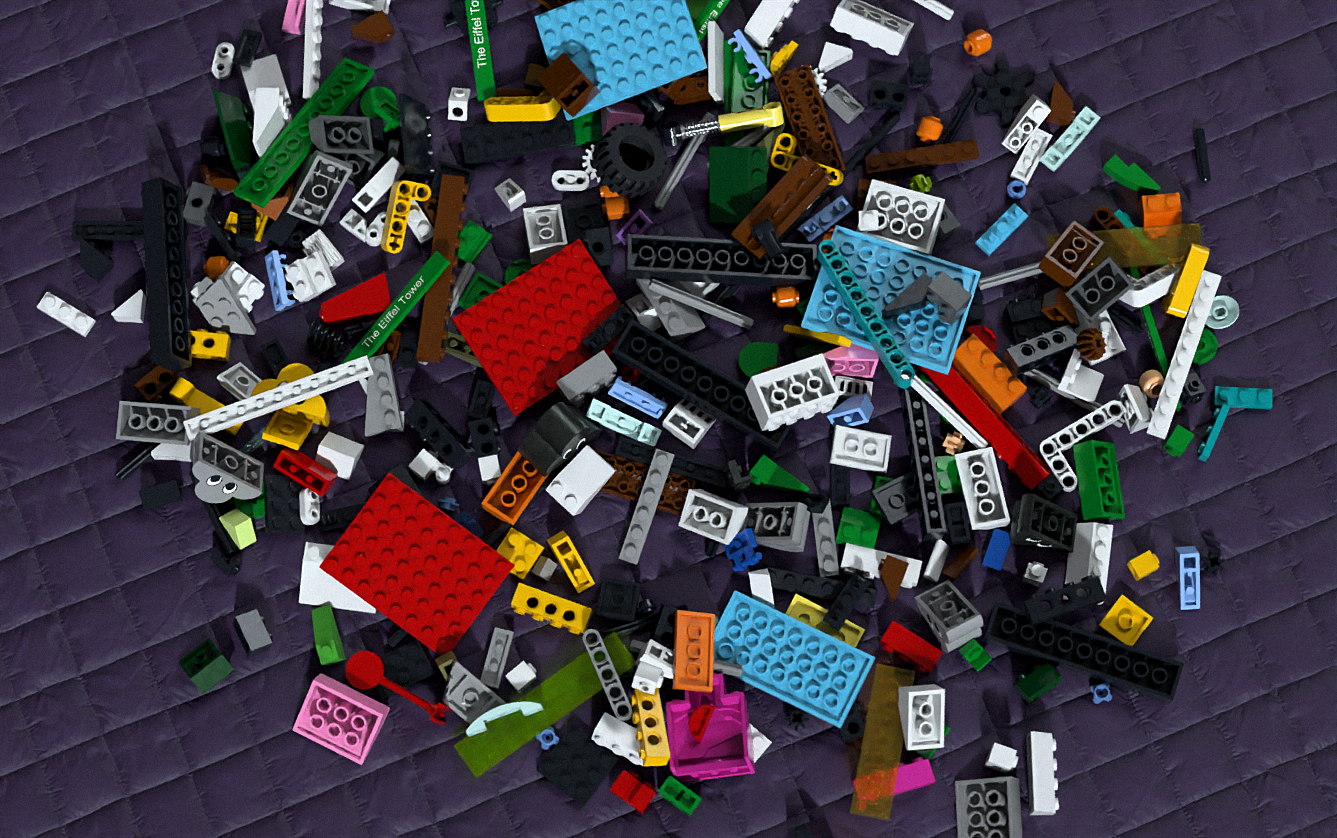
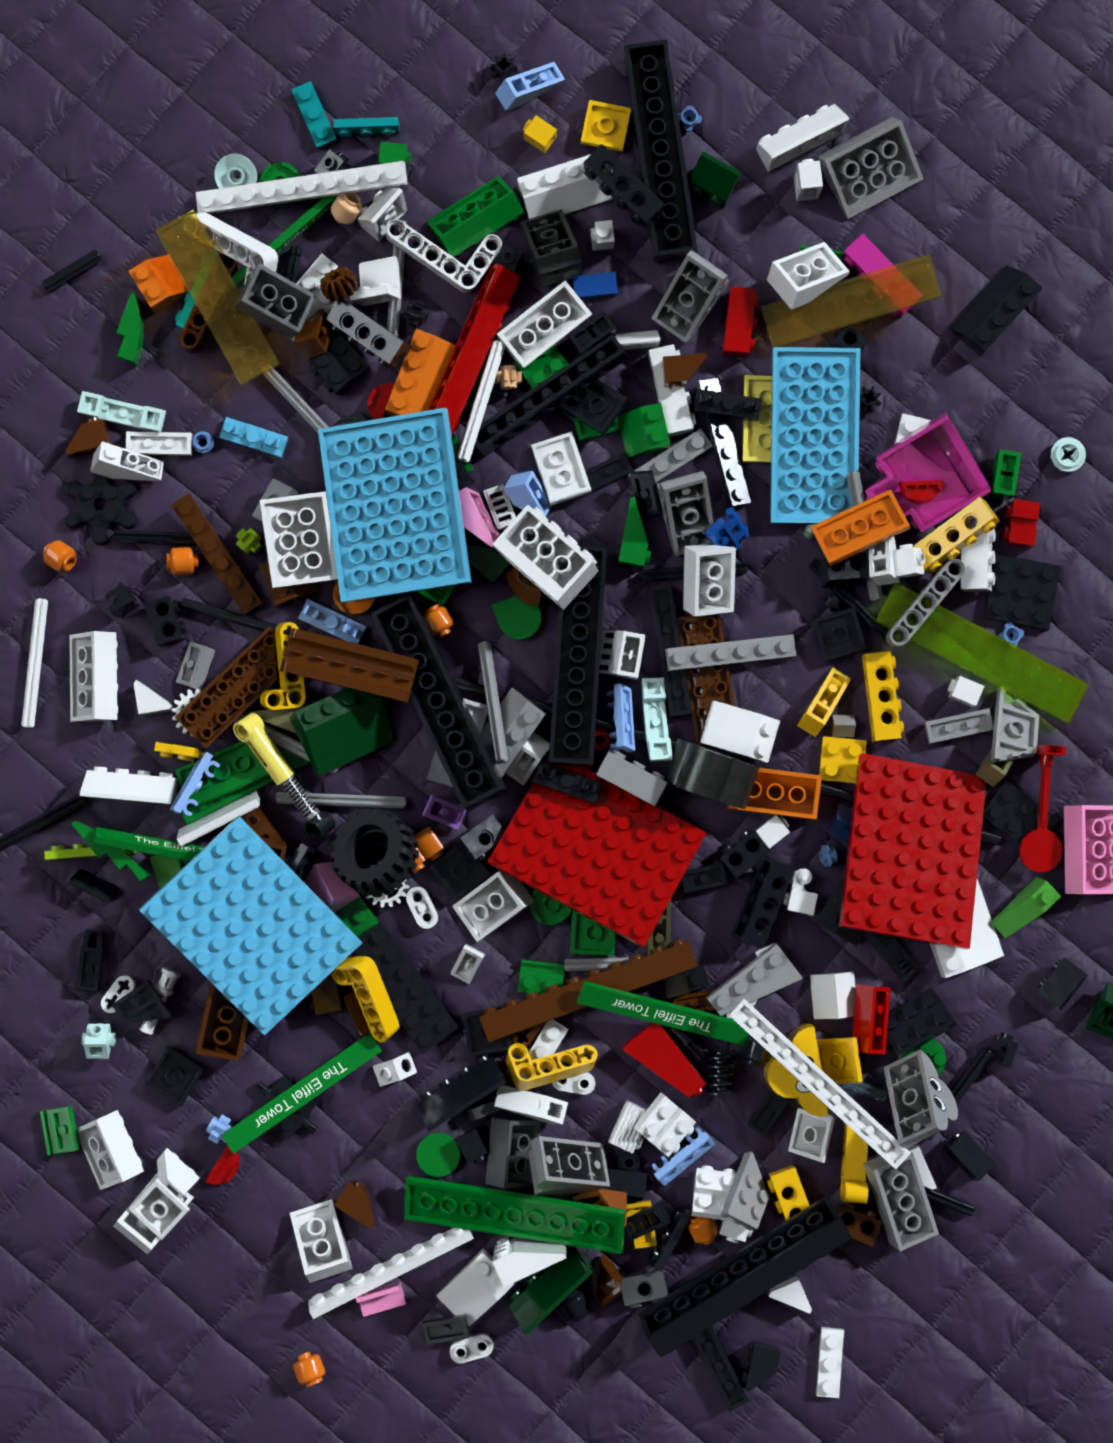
camera: 115 degrees left, 10 degrees up
(239, 528) = (962, 1056): yellowish green slope -> none
(309, 507) = (905, 995): white plate -> none
(341, 134) = (503, 1169): dark grey slope -> none
(355, 224) = (582, 1108): white slope -> none
(389, 113) = (445, 1137): green bracket -> none
(479, 724) = (998, 666): light aqua slope -> none
(568, 85) = (327, 957): reddish brown slope -> none
(732, 475) = (660, 575): pearl dark grey bracket -> none
(761, 587) = (755, 496): white slope -> none
(765, 234) = (393, 664): black piece -> none
(825, 337) = (470, 588): yellow tile -> none
(865, 322) = (428, 508): teal beam -> none
(868, 220) = (319, 569): white plate -> none
(910, 299) = (377, 476): black slope -> none
(949, 296) = (369, 440): dark grey brick -> none
(959, 562) = (628, 315): reddish brown slope -> none
(975, 654) = (716, 252): green bracket -> none
(1070, 255) = (253, 346): reddish brown slope -> none
(1186, 281) = (224, 216): yellow beam -> none

